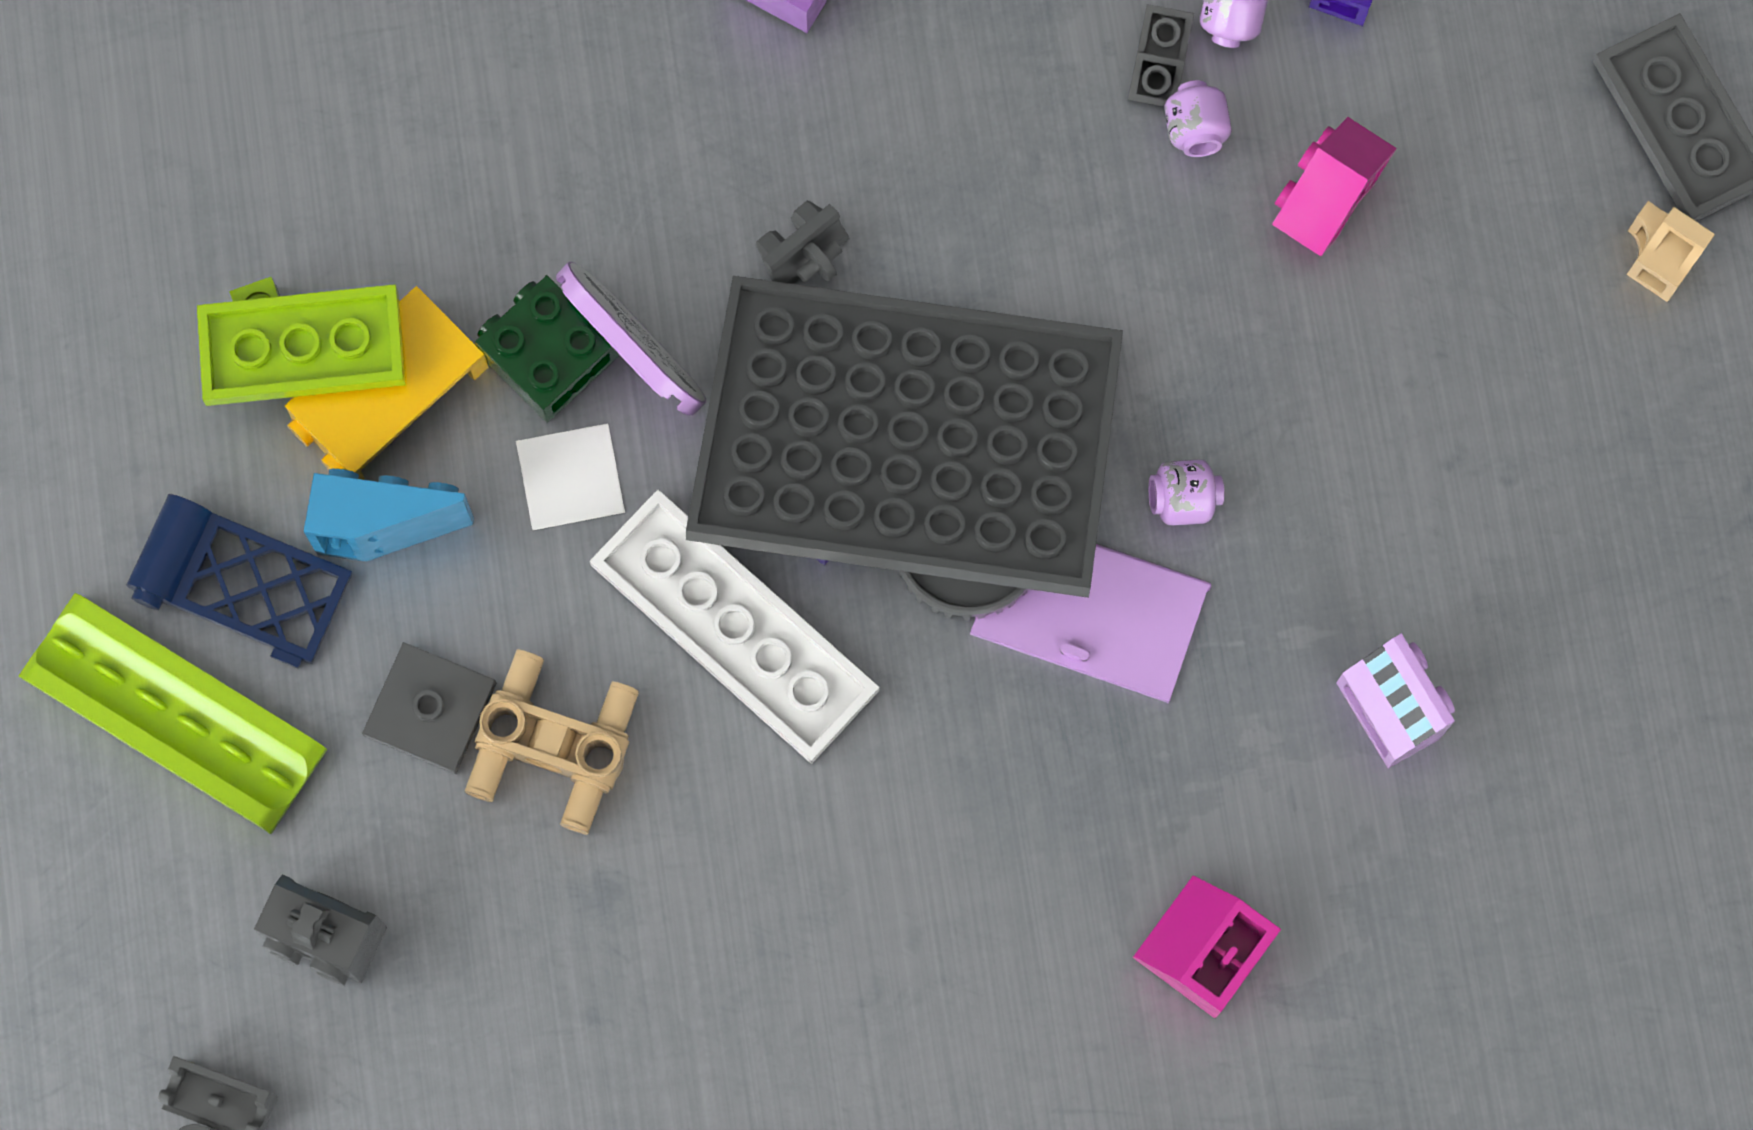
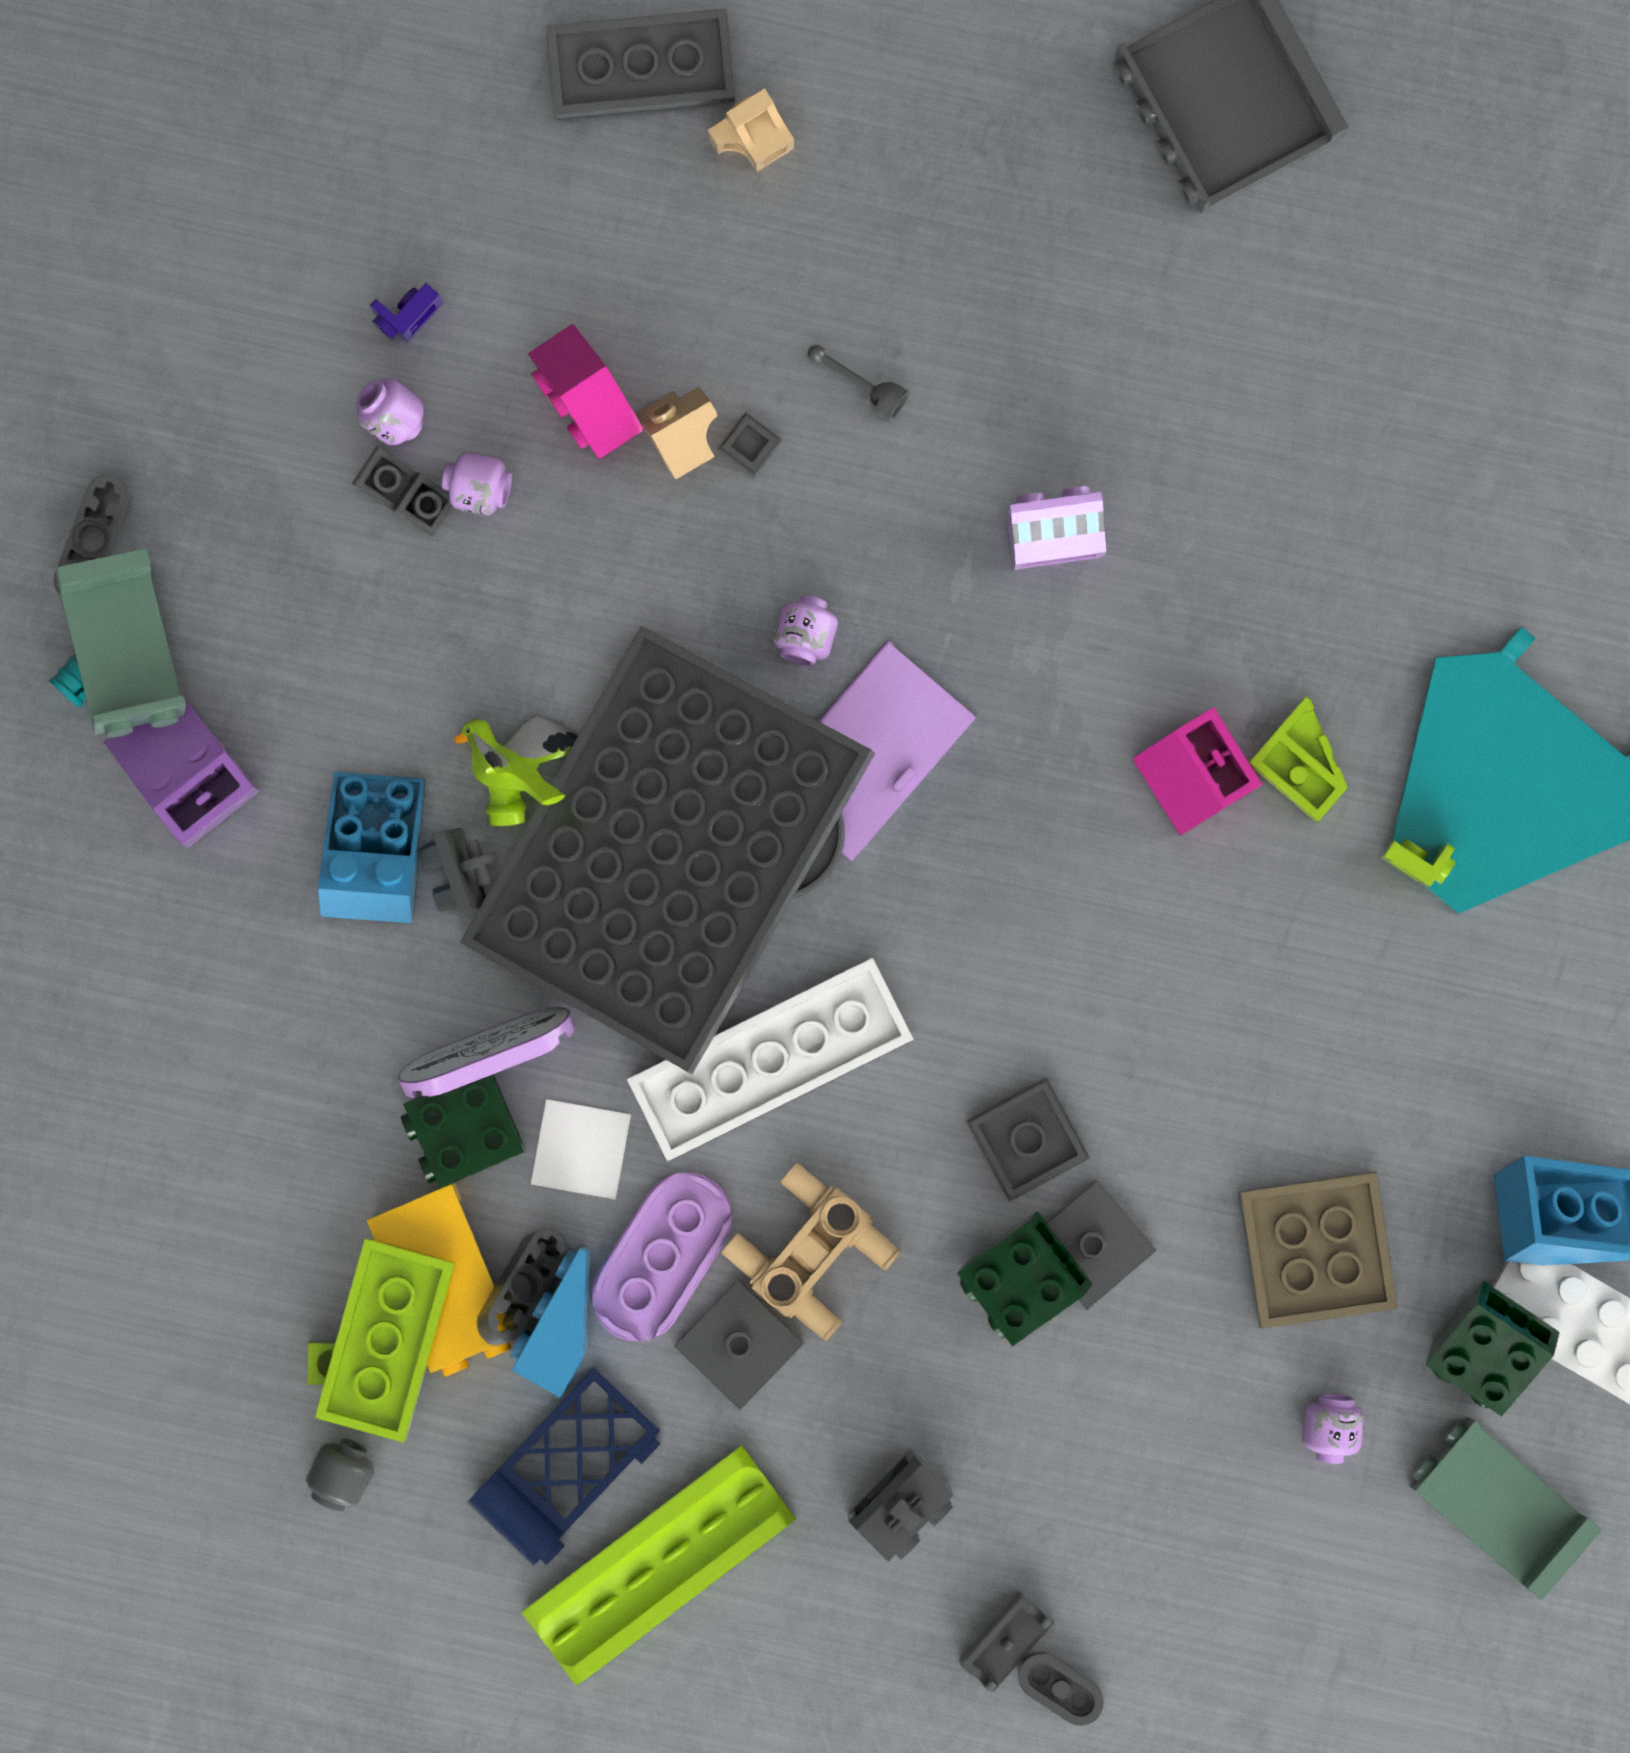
camera: 70 degrees left, 10 degrees up
(150, 361) = (340, 1475): none -> dark grey head
(377, 440) = (504, 1295): none -> dark grey beam
(491, 596) = (661, 1256): none -> lavender tile
(605, 967) = (1024, 1279): none -> dark green brick
(668, 1030) = (1100, 1240): none -> dark grey plate
(753, 920) = (1027, 1139): none -> dark grey plate
(791, 154) = (371, 848): none -> dark azure slope
(928, 258) = (514, 765): none -> lime animal
(1261, 1054) = (1302, 763): none -> lime wing
(1332, 288) = (679, 429): none -> tan brick
(1350, 370) = (750, 444): none -> dark grey tile
(1456, 485) = (885, 398): none -> dark grey hinge

